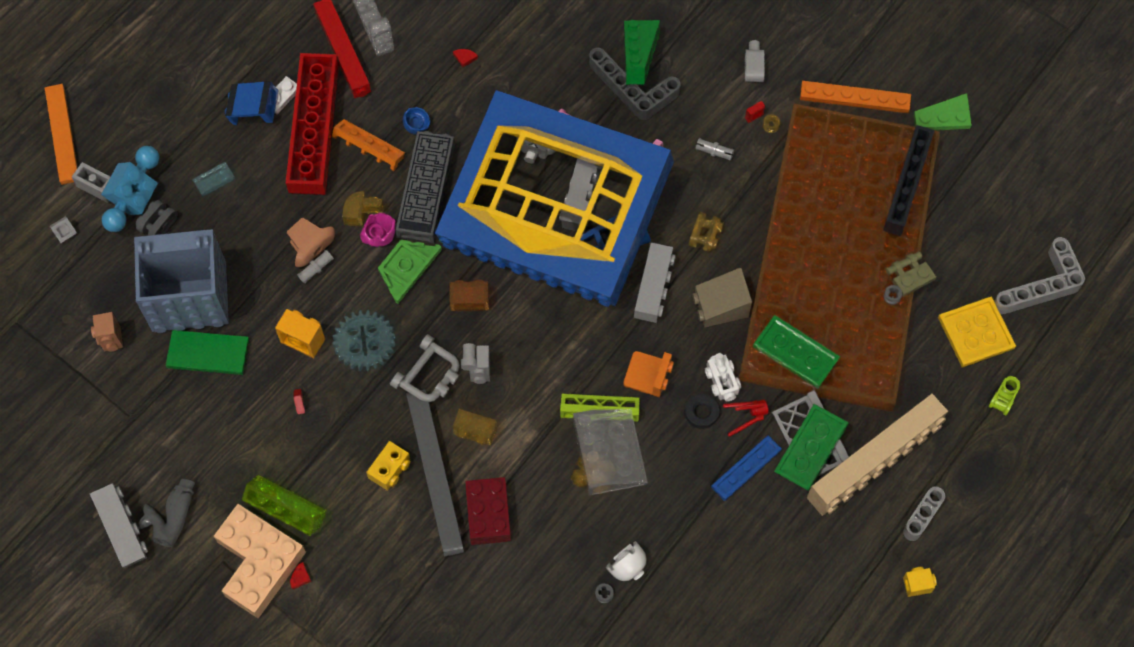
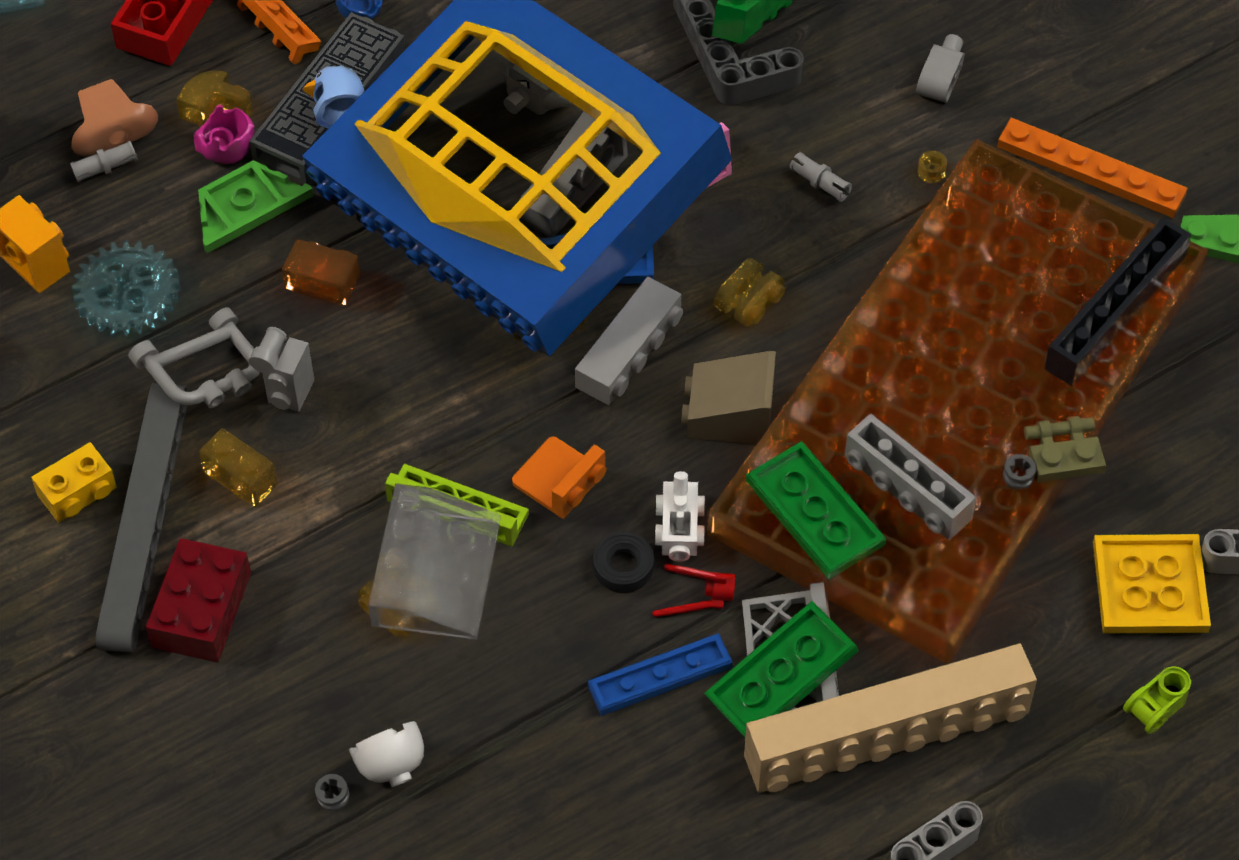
camera: 20 degrees right, 10 degrees down
(436, 188) = (334, 92): none -> light blue piece
(755, 112) = (911, 140): red tile -> none
(840, 318) = (909, 477): none -> light grey brick

